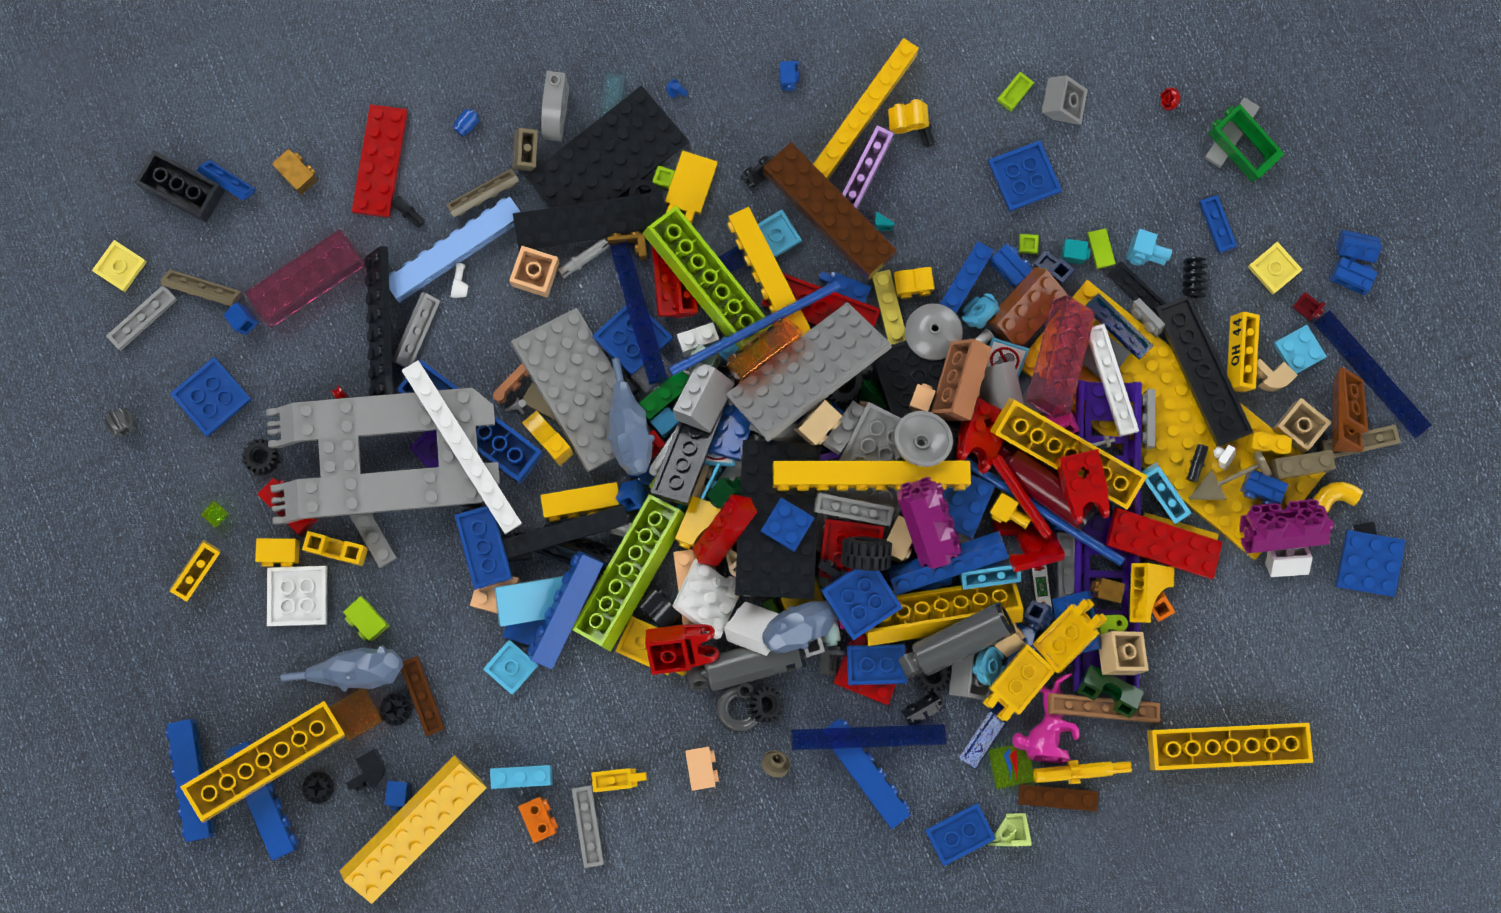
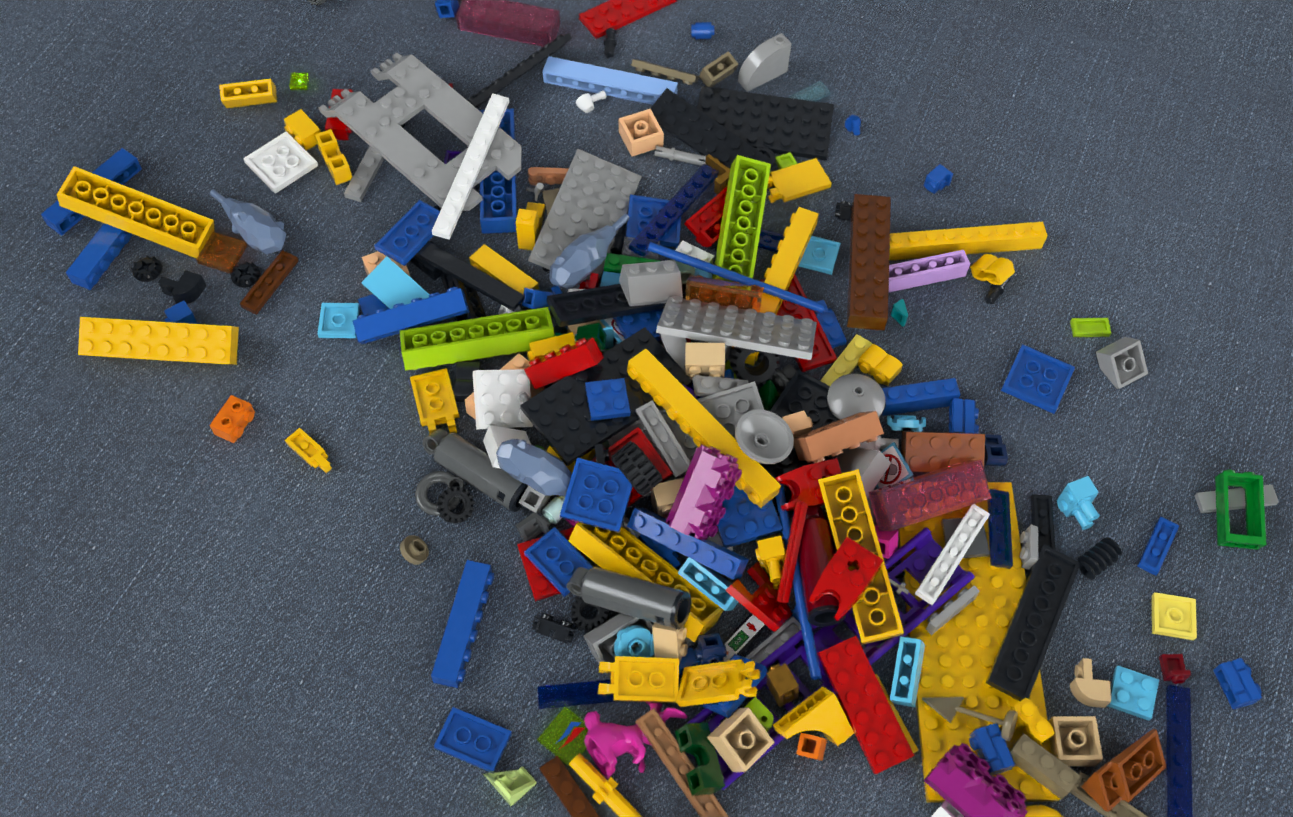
camera: 50 degrees right, 20 degrees down
(211, 396) = (379, 27): blue plate -> none
(249, 454) = (362, 85): black tyre -> none
(365, 619) = (298, 210): lime brick -> none
(416, 330) = (537, 98): light grey plate -> none
(521, 776) = (258, 384): medium azure brick -> none
(587, 826) = (253, 457): light grey plate -> none
(679, 647) = (444, 403): red brick -> none
(701, 768) = (364, 495): light nougat brick -> none
(868, 737) = (494, 599): clear blue plate -> none
(1028, 244) = (992, 422): lime tile -> none
(1075, 251) = (1022, 456): teal brick -> none
(1101, 248) = (1044, 475): lime tile -> none
(1170, 98) = (1208, 432): red plate -> none
(1197, 463) = (956, 679): black axle -> none
(1225, 456) = (985, 696): white tile -> none
(1243, 351) = (1082, 642): yellow brick -> none
(1358, 246) = (1264, 666): blue brick -> none

